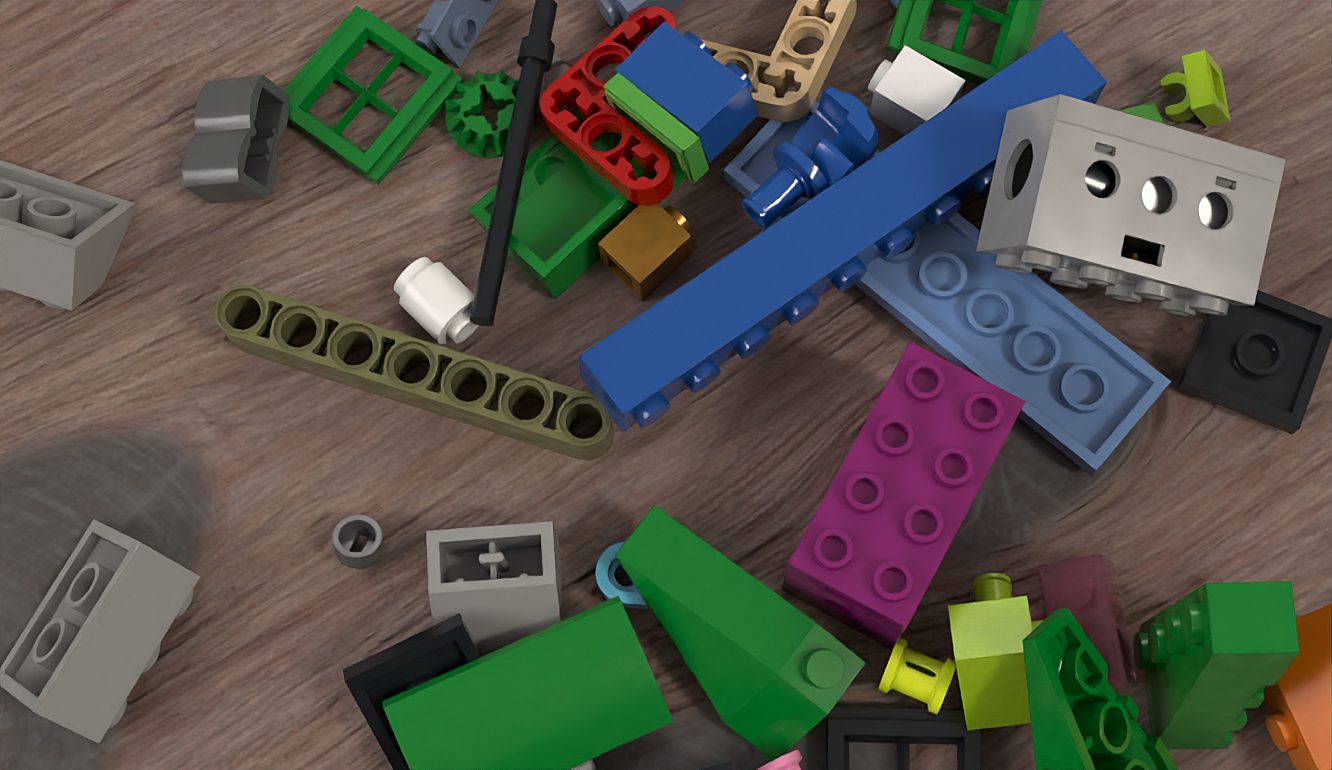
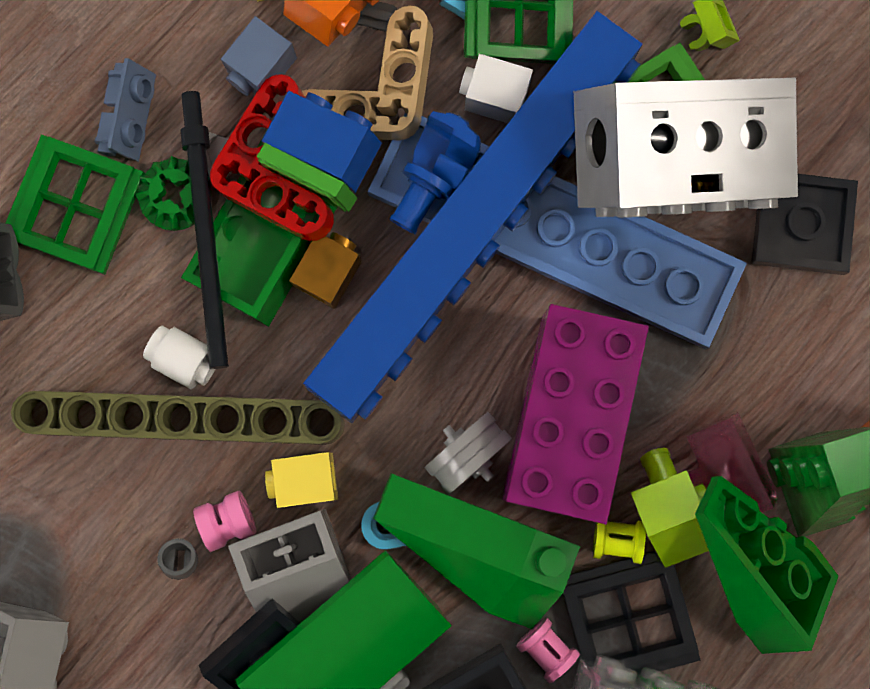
camera: 15 degrees left, 10 degrees up
(427, 509) = (224, 521): none -> bright pink wheel
(541, 488) = (302, 480): none -> light yellow brick
(756, 509) = (468, 453): none -> light grey wheel

